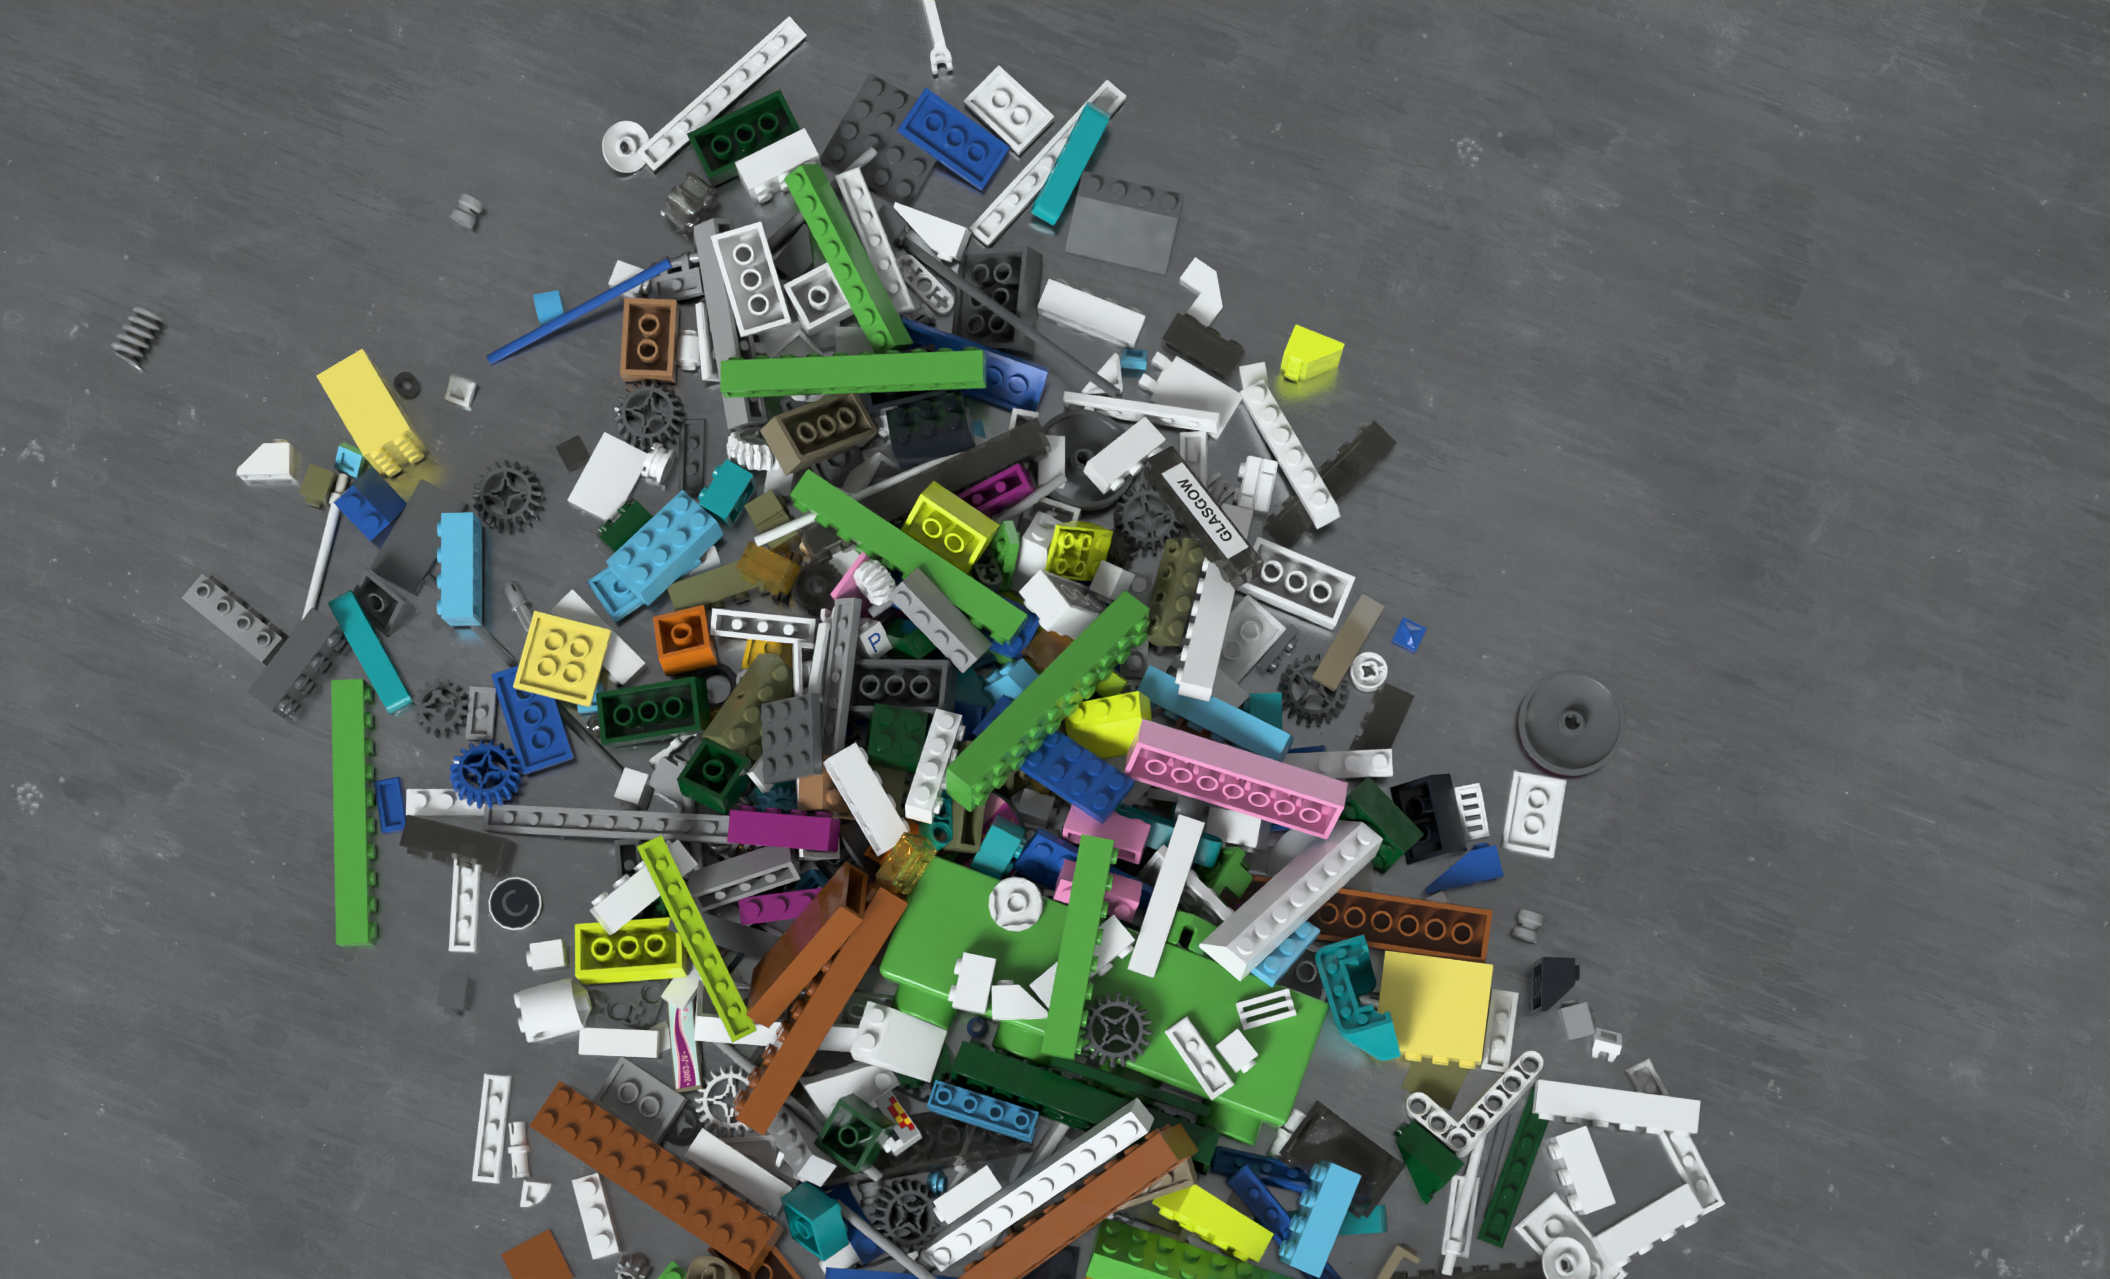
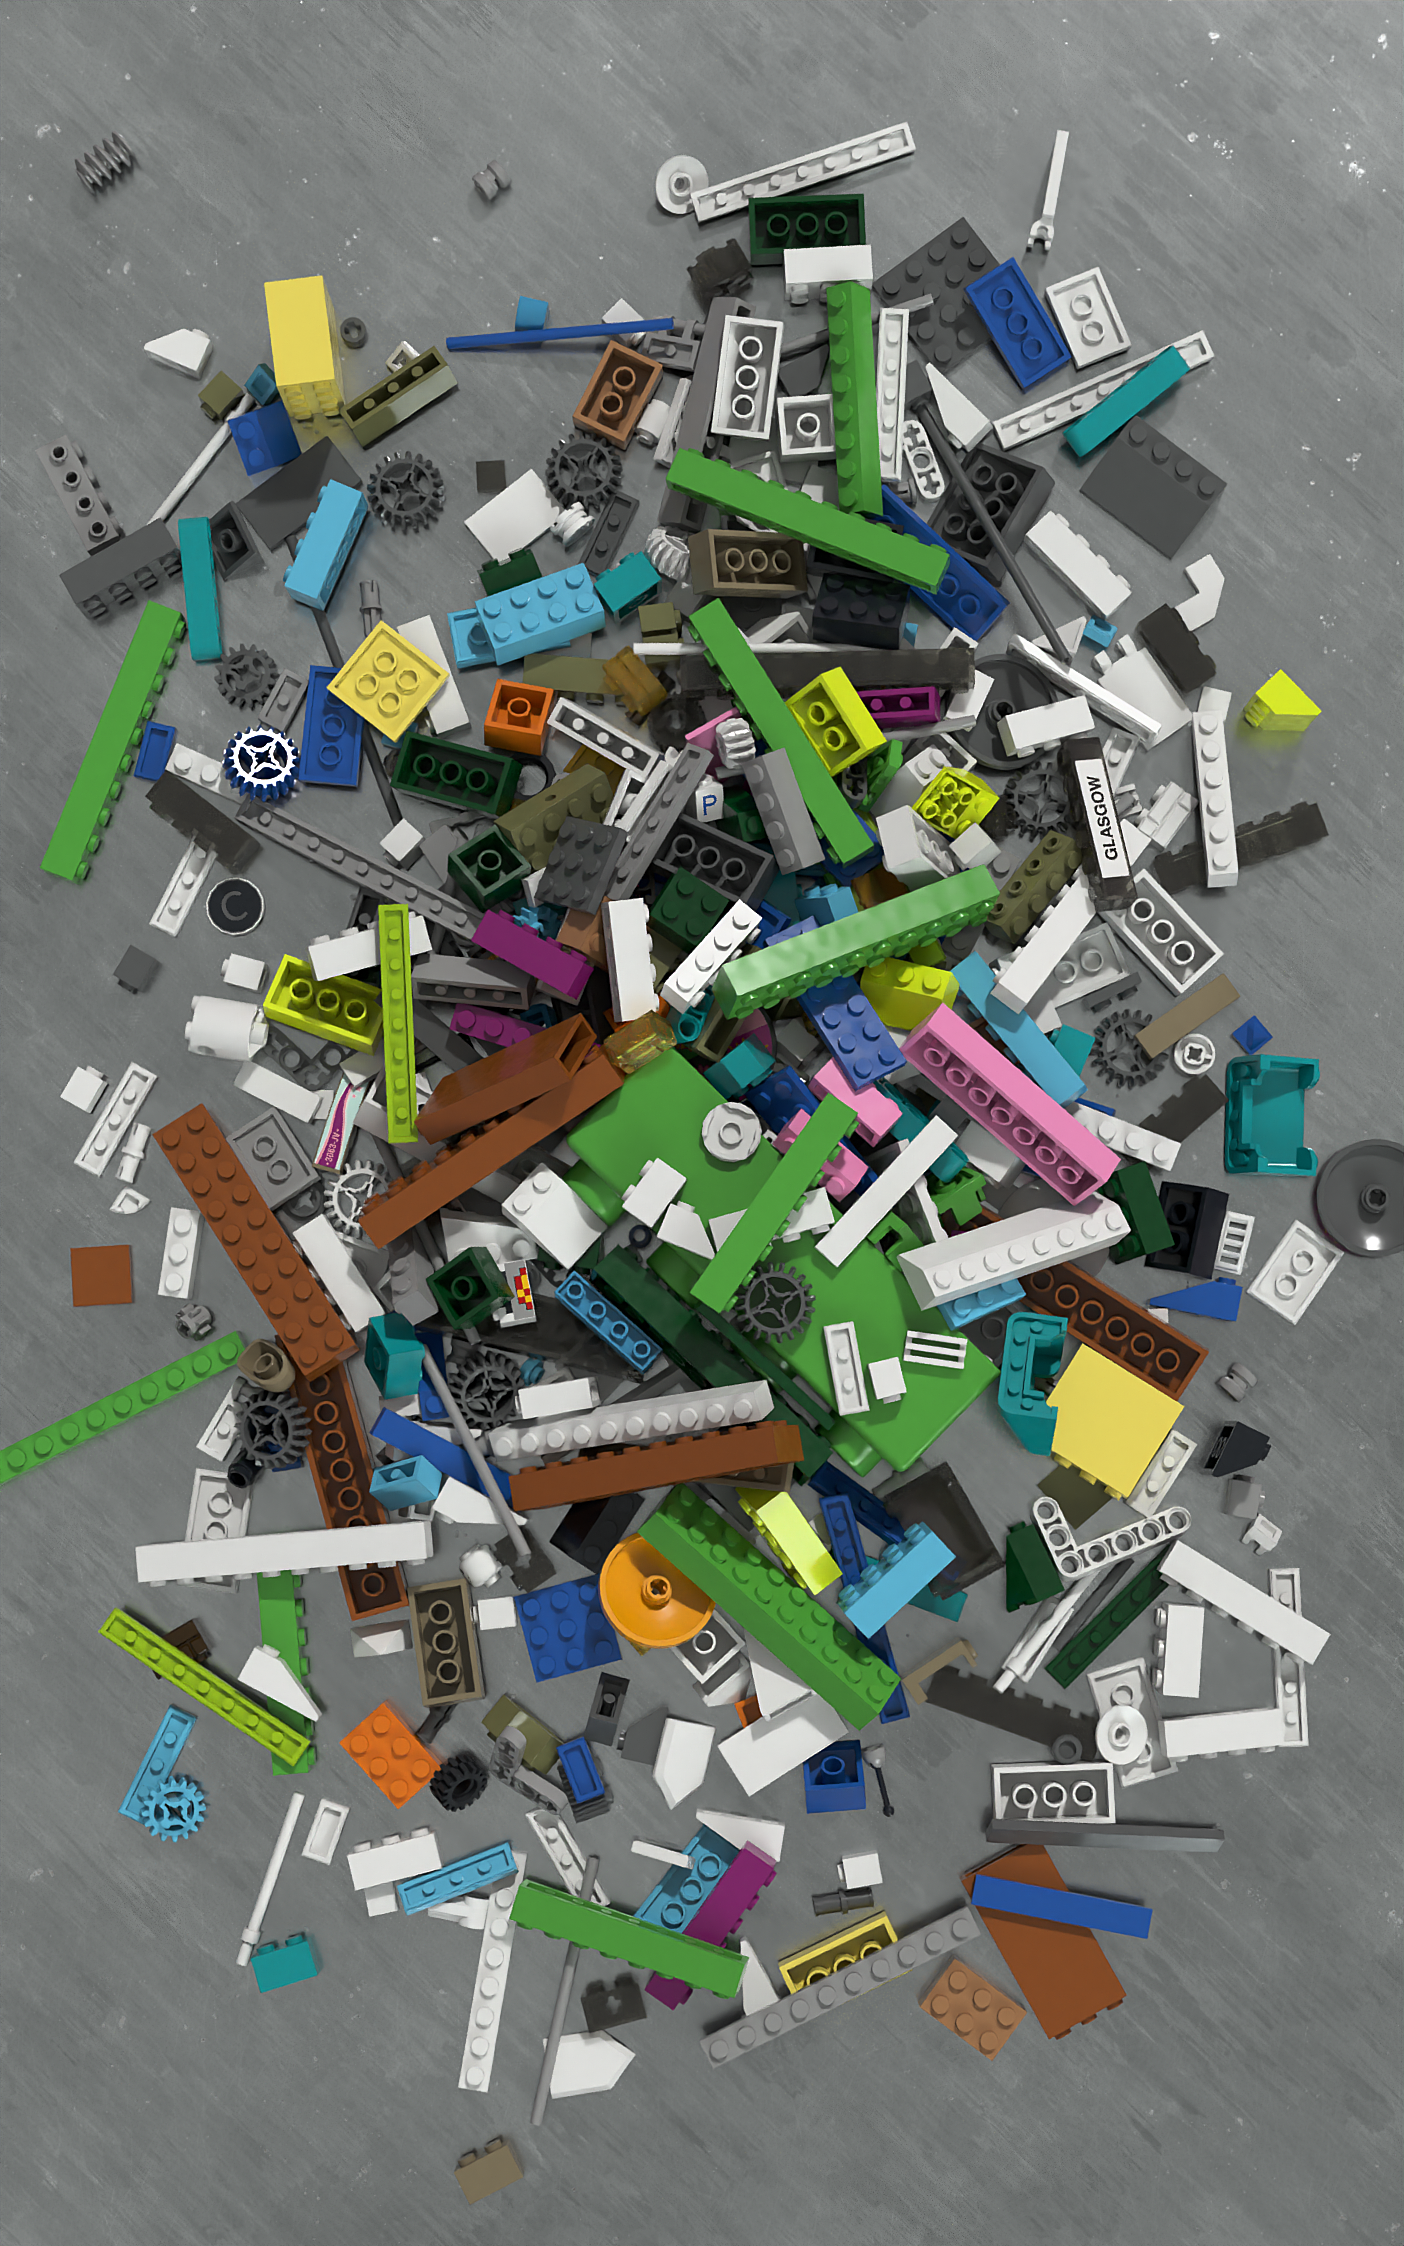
camera: 25 degrees right, 5 degrees up
(454, 1113) = (84, 1088): none -> white brick
(467, 420) = (398, 396): none -> olive brick
(1452, 694) = (1268, 1115): none -> teal windscreen

